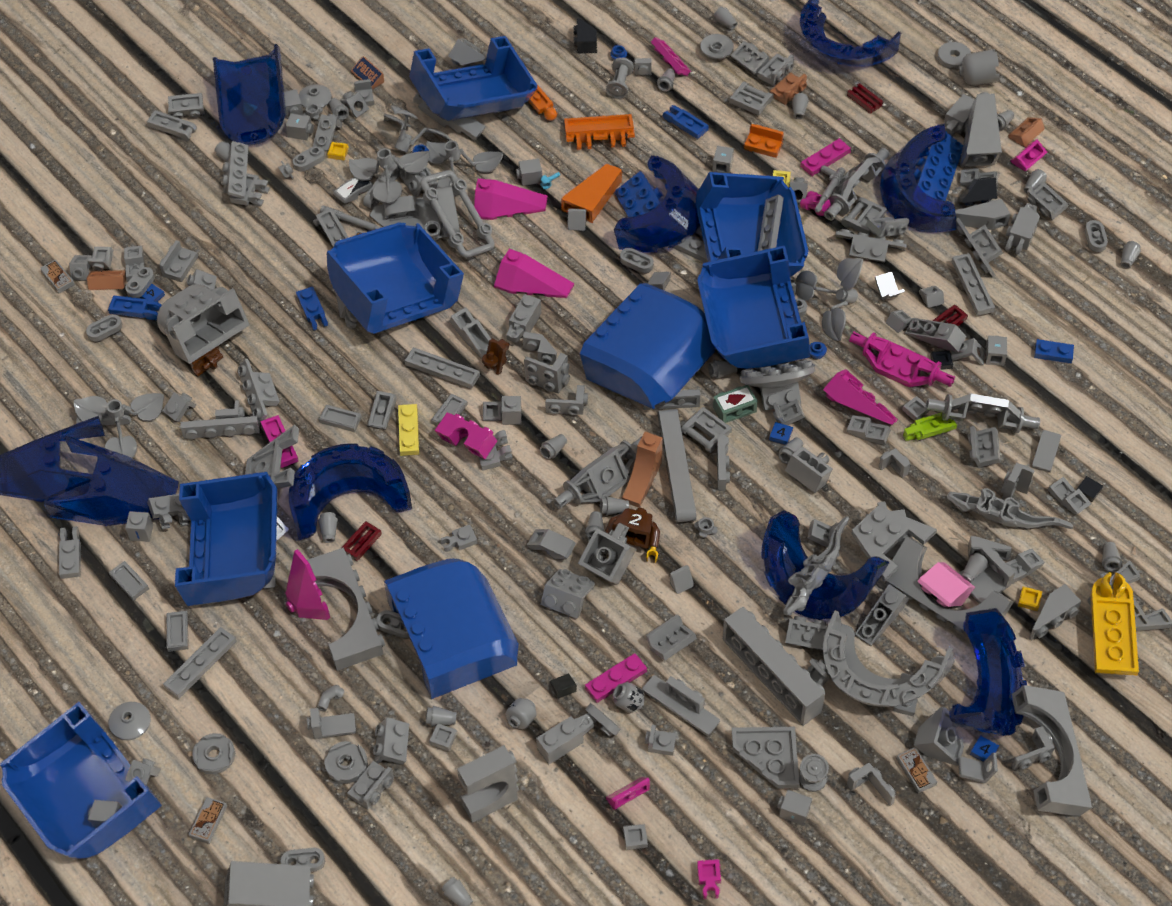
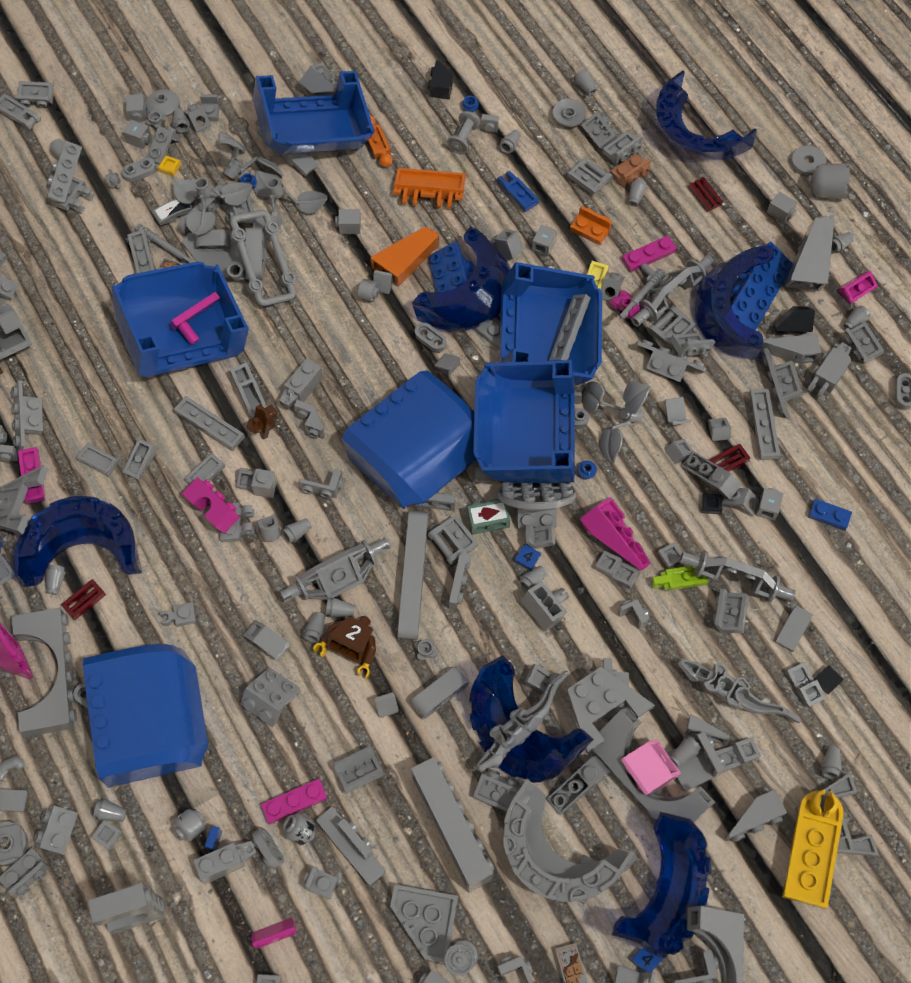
camera: 10 degrees right, 10 degrees up
(250, 97) = (95, 95): clear blue windscreen -> none
(311, 306) = (101, 332): blue hinge -> none
(366, 70) = (219, 86): slope -> none
(394, 280) = (182, 320): none -> dark pink piece
(408, 429) = (160, 485): light yellow plate -> none
(501, 199) = (312, 246): dark pink wedge -> none
(527, 275) = (316, 335): dark pink wedge -> none
(527, 448) = (270, 532): none -> light grey plate
(546, 181) = (363, 234): medium azure hand -> none
(546, 376) = (313, 456): light grey bracket -> none
(548, 719) = (213, 838): none -> blue tile
(563, 685) = (240, 799): pearl dark grey slope -> none
(566, 228) = (368, 290): none -> light grey plate
(615, 545) = (317, 665): light grey hinge -> none
(645, 468) = (382, 569): nougat arch -> none
(670, 57) = (520, 116): dark pink plate -> none
(691, 166) = (508, 243): none -> light grey brick
(729, 560) = (439, 692): none -> light grey beam
(818, 671) = (493, 841): light grey bracket -> none
(899, 362) = (668, 499): dark pink plate -> none
(939, 738) = (597, 940): light grey slope -> none
(940, 98) = (782, 207): none -> light grey brick
(957, 117) = (795, 230): light grey hinge -> none
(970, 174) = (795, 299): light grey slope -> none
(1018, 480) = (758, 657): light grey bracket -> none
(1027, 131) = (863, 259): nougat slope -> none
(1030, 598) = (736, 794): yellow tile -> none

